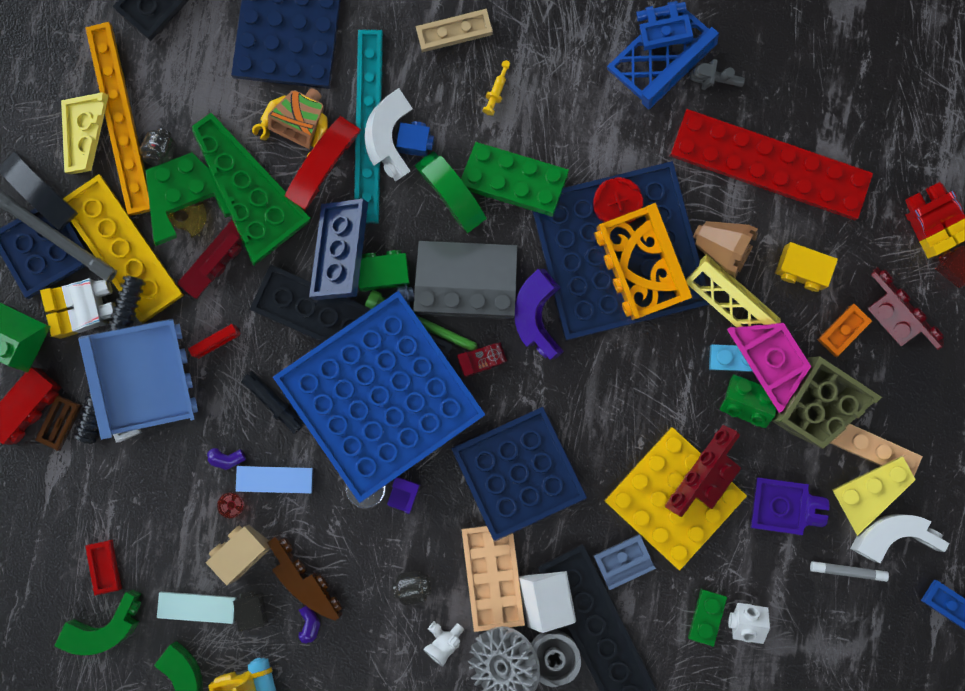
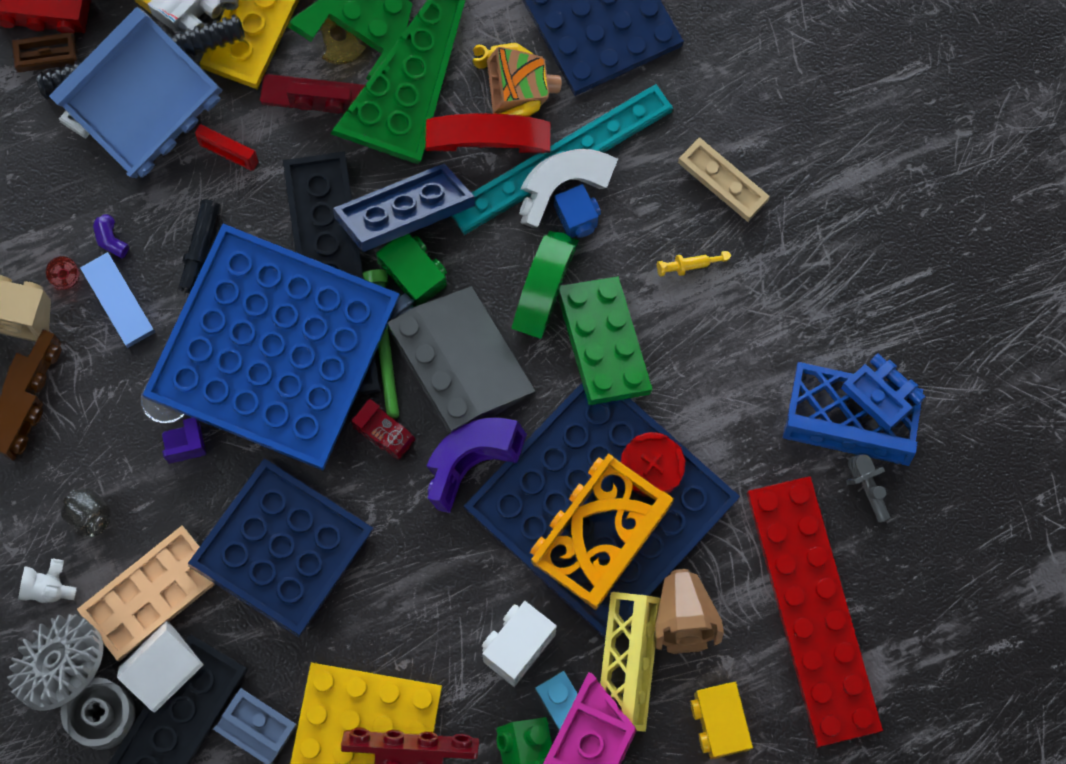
camera: 55 degrees right, 10 degrees down
(680, 361) = (518, 643): none -> white brick

